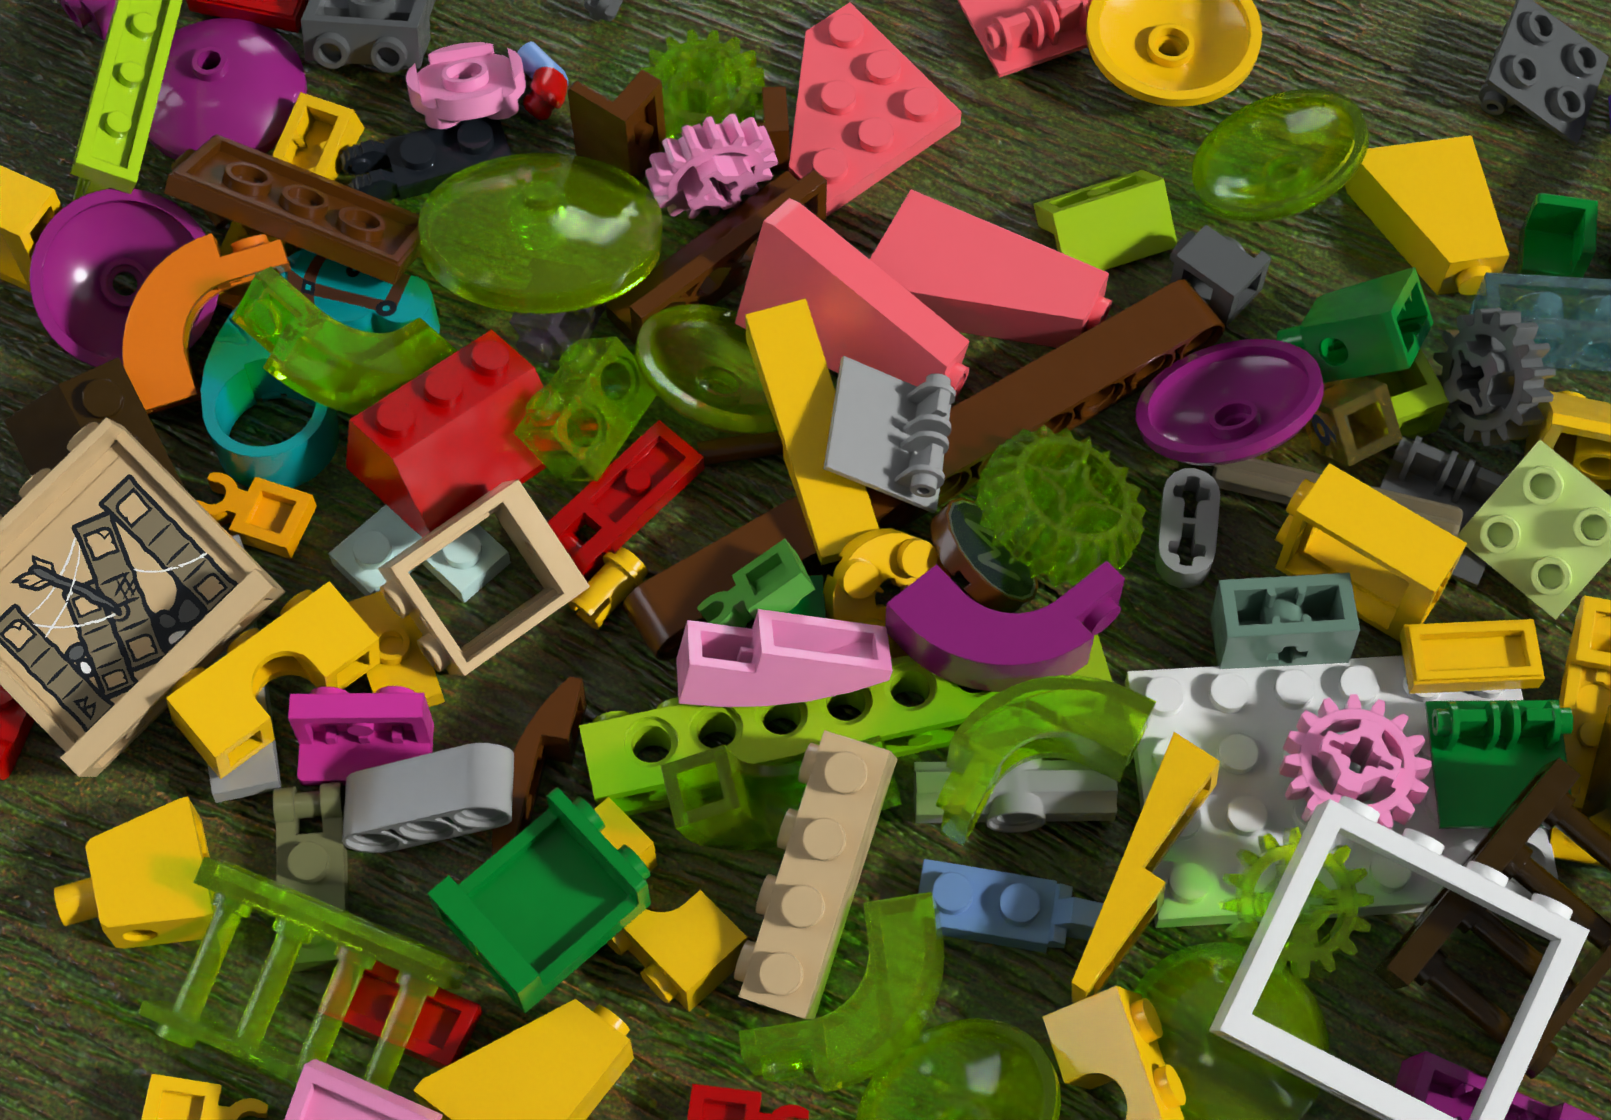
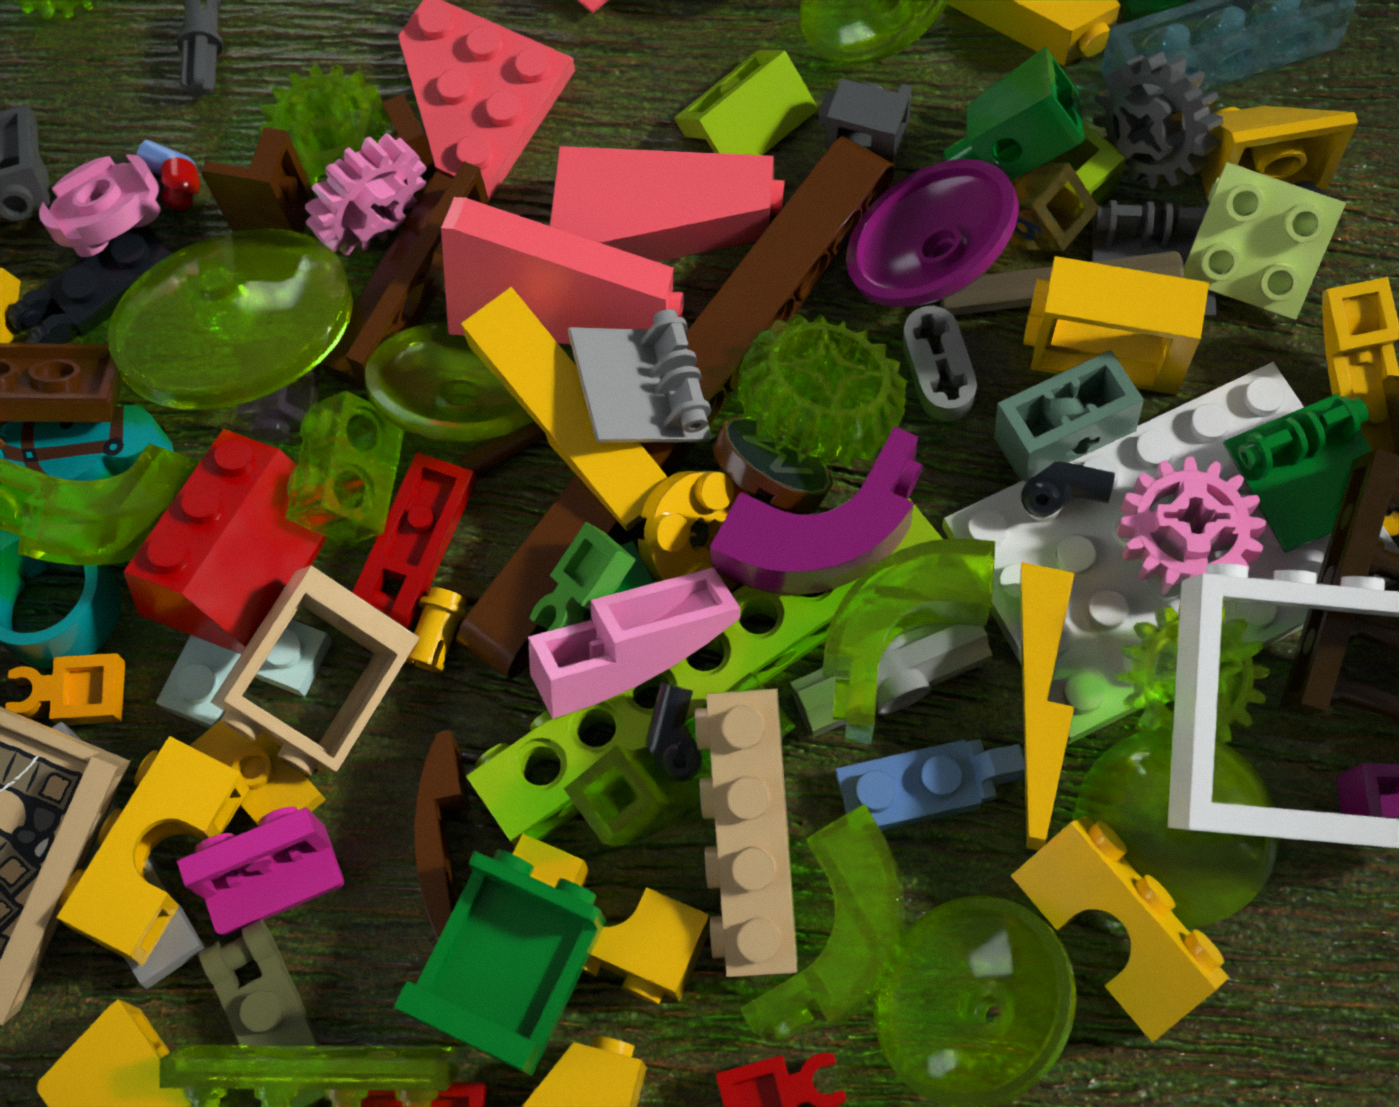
camera: 15 degrees left, 5 degrees up
(429, 798) = (352, 904): light grey beam -> none
(778, 761) = (670, 738): none -> black arm
(1251, 681) = (1061, 484): none -> black arm
(1471, 656) = (1244, 383): yellow tile -> none

